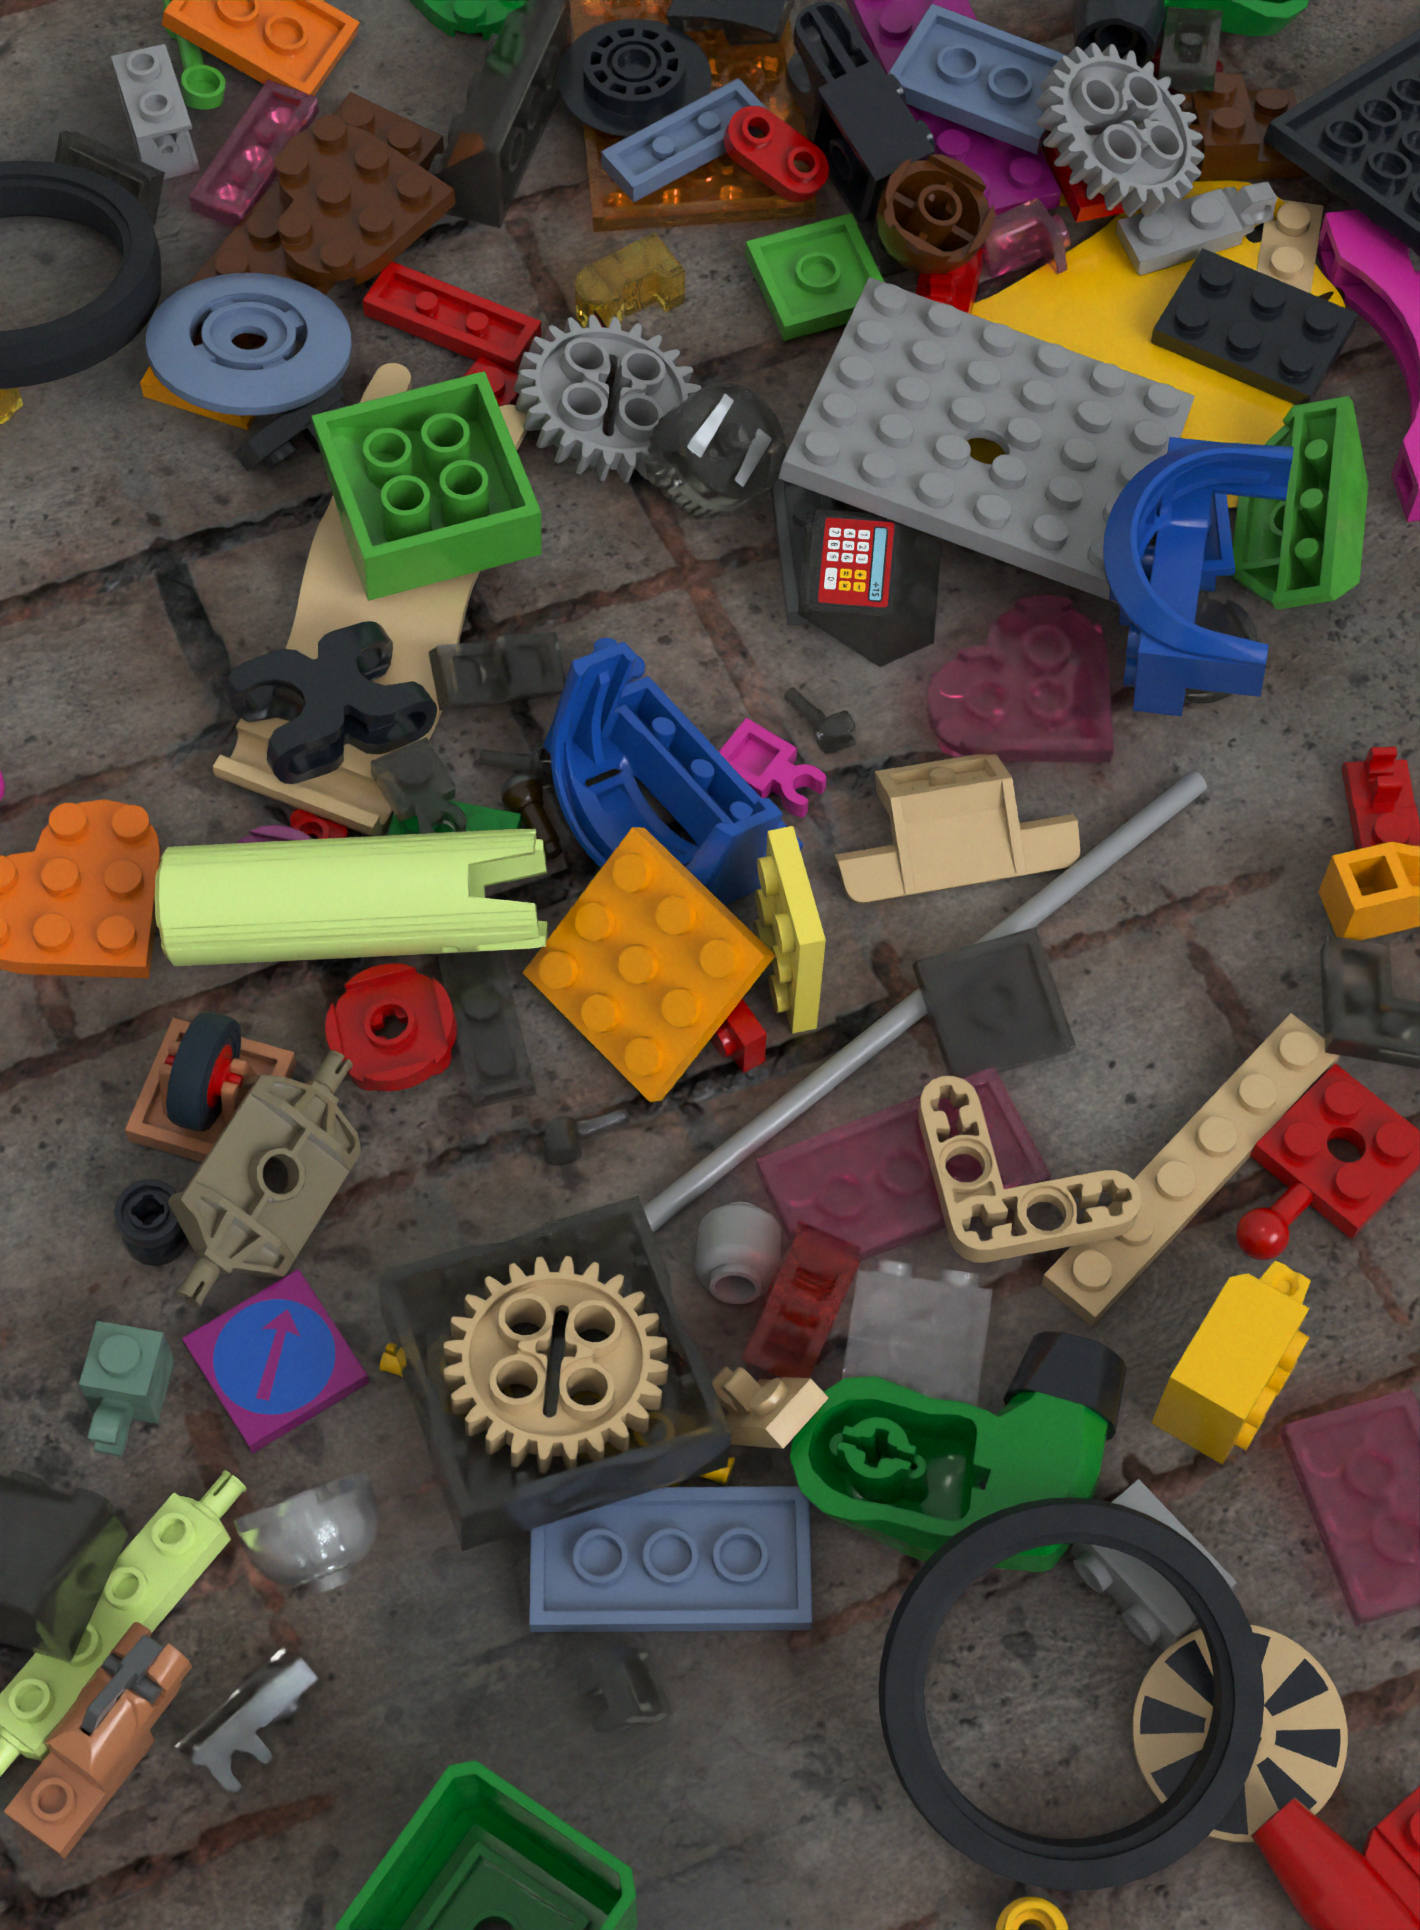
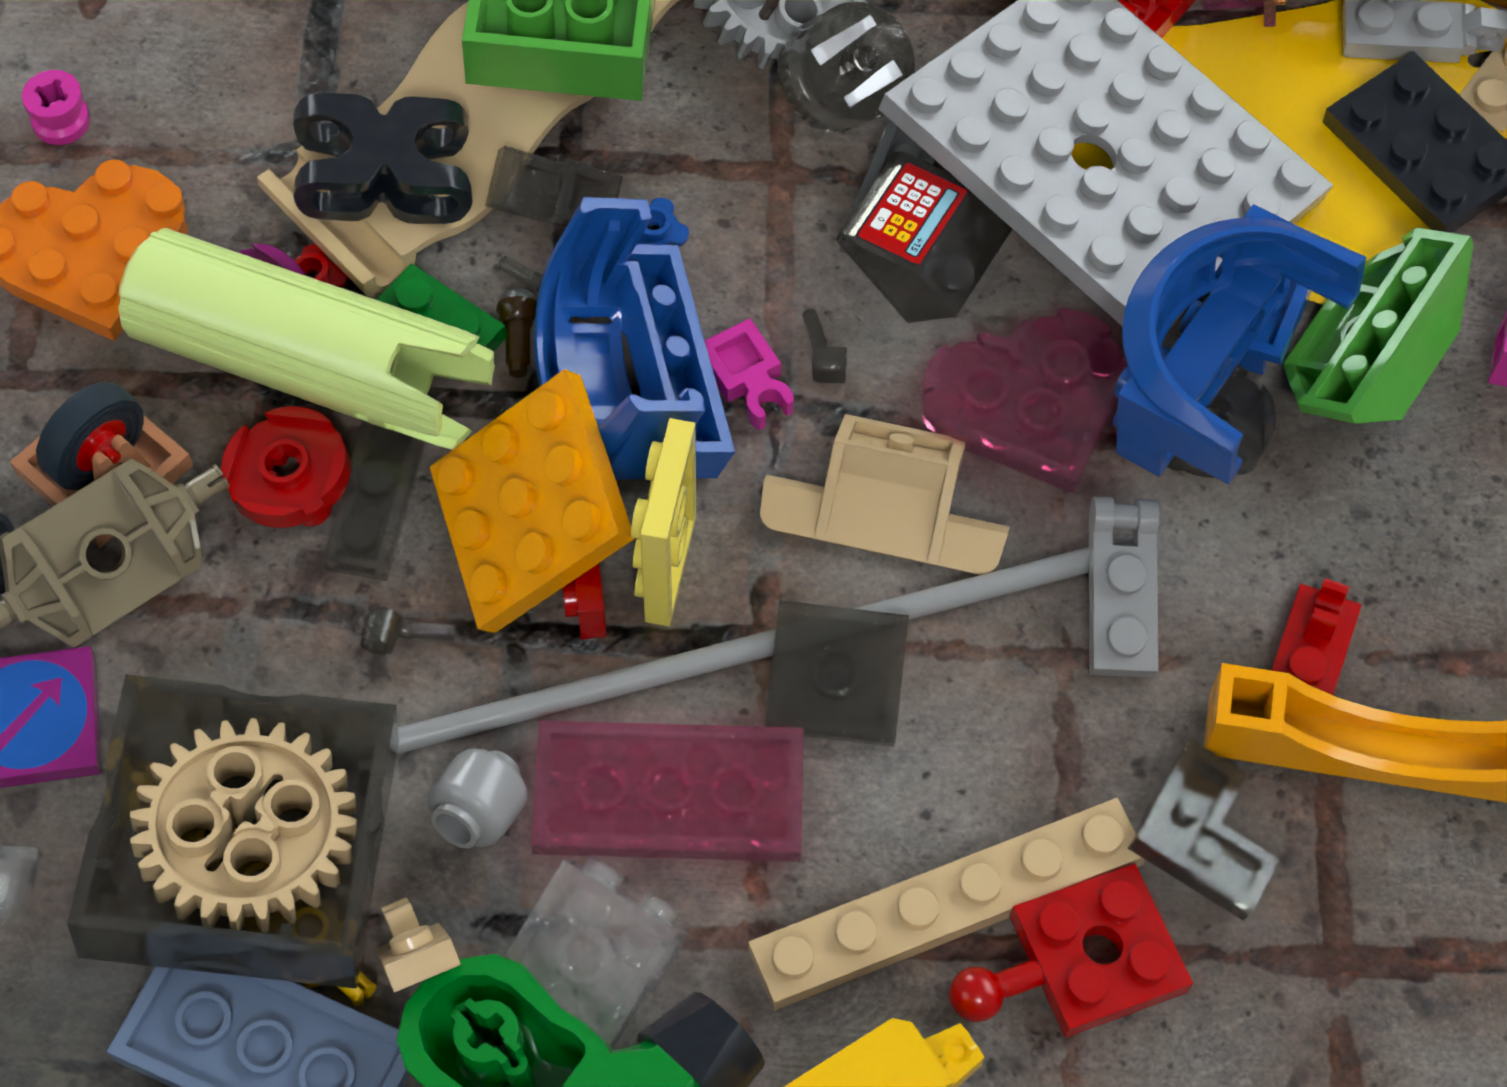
camera: 25 degrees right, 0 degrees up
(418, 785) = (419, 264): clear smoke plate -> none
(801, 1302) = (497, 867): clear red brick -> none
(991, 1201) = (726, 847): tan beam -> none
(1201, 827) = (1123, 589): none -> light grey plate

